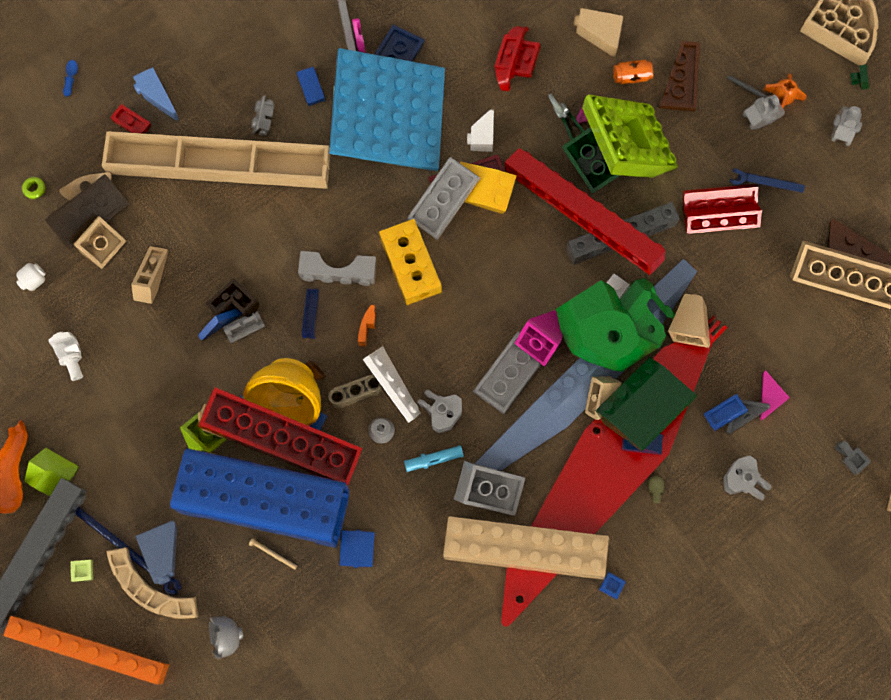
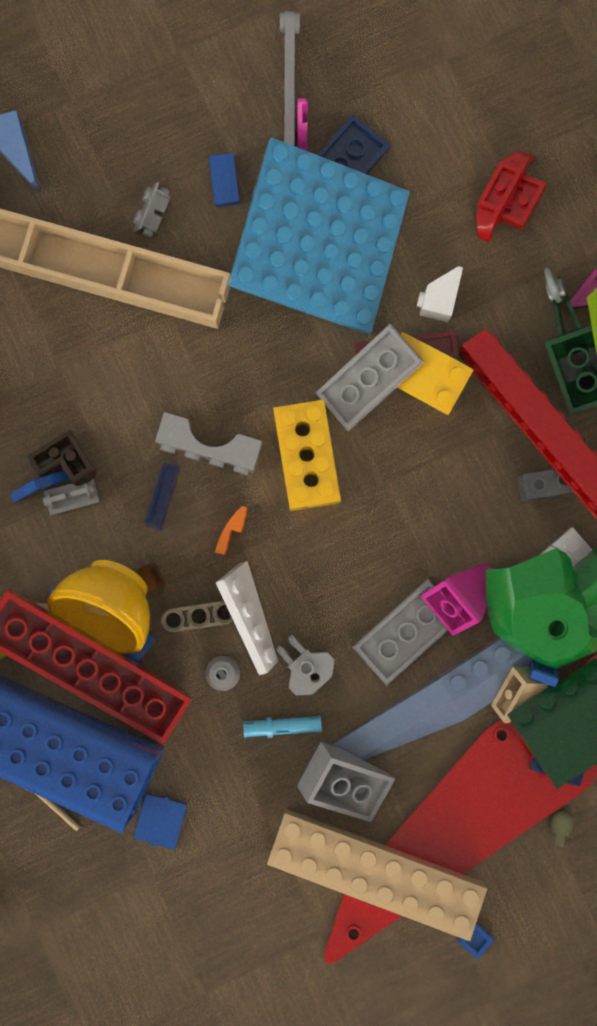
camera: 10 degrees right, 10 degrees up
(615, 375) = (544, 674): none -> blue tile

